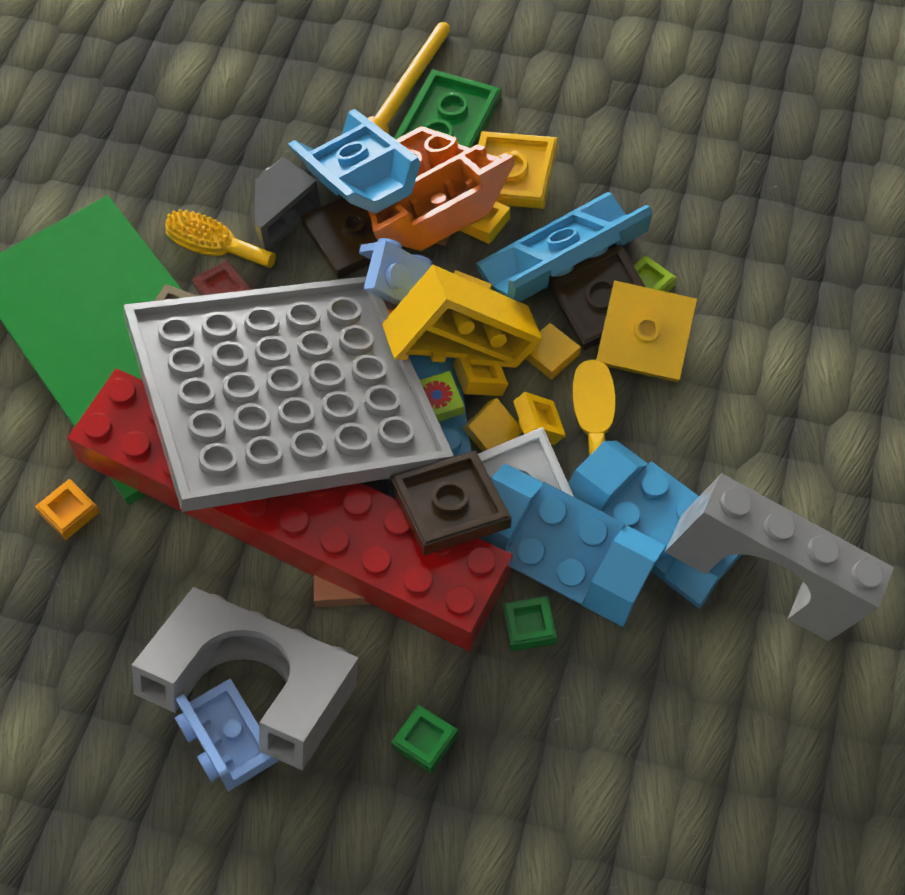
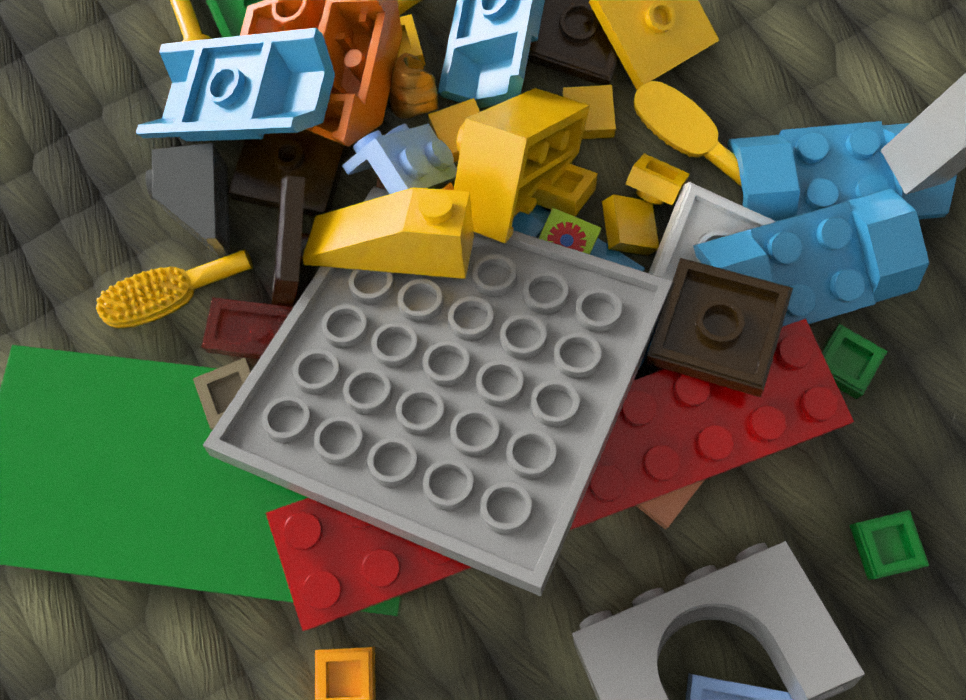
camera: 45 degrees left, 15 degrees up
(294, 259) = (289, 241): none -> dark brown plate
(344, 303) = (397, 233): none -> yellow slope
(461, 245) = (412, 88): none -> pearl gold arm

